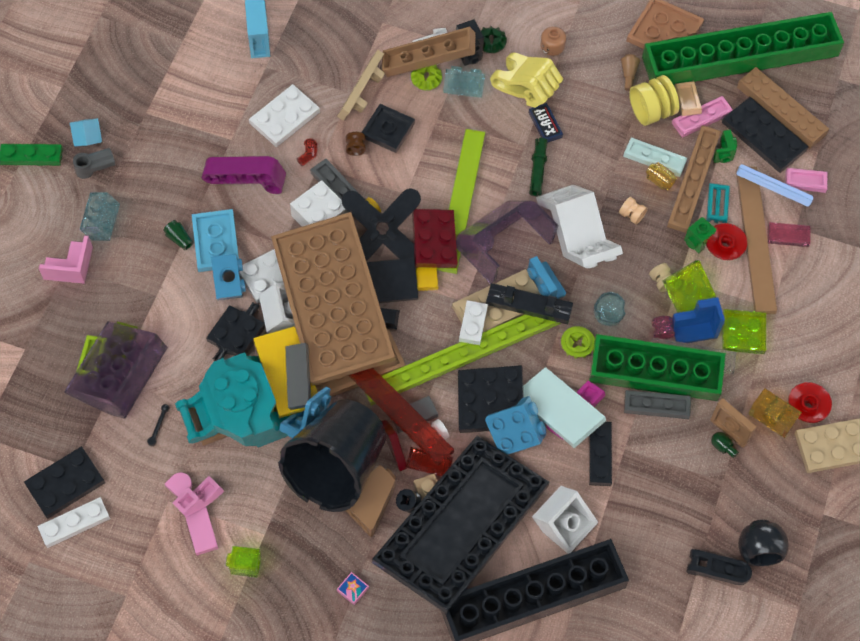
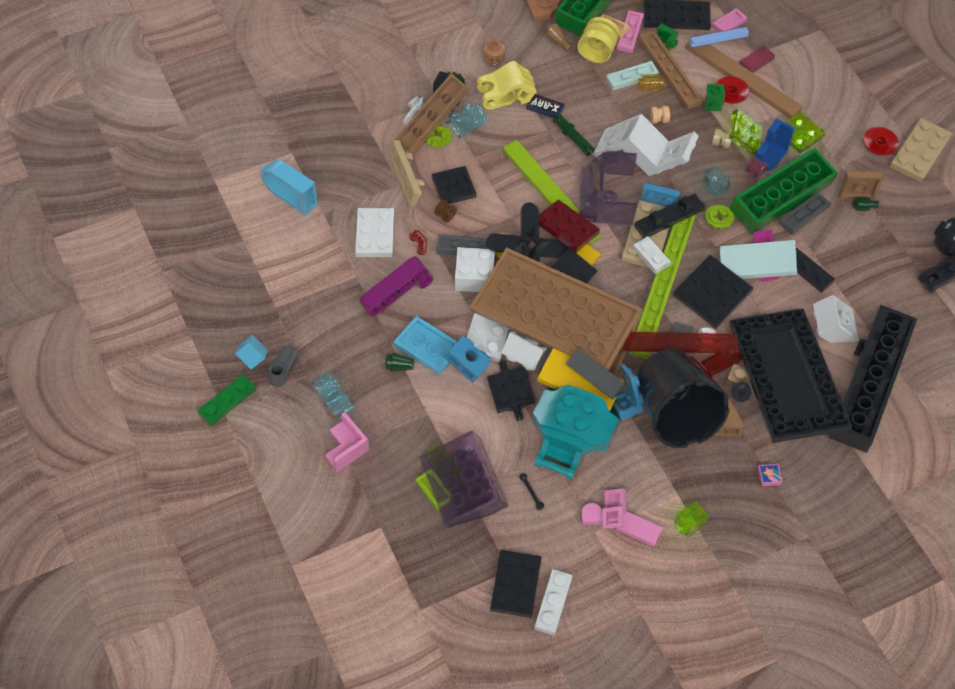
camera: 45 degrees left, 5 degrees down
(516, 427) = (751, 292): dark azure bracket -> none
(716, 218) = (696, 75): teal tile -> none
(774, 413) = (872, 160): clear yellow brick -> none

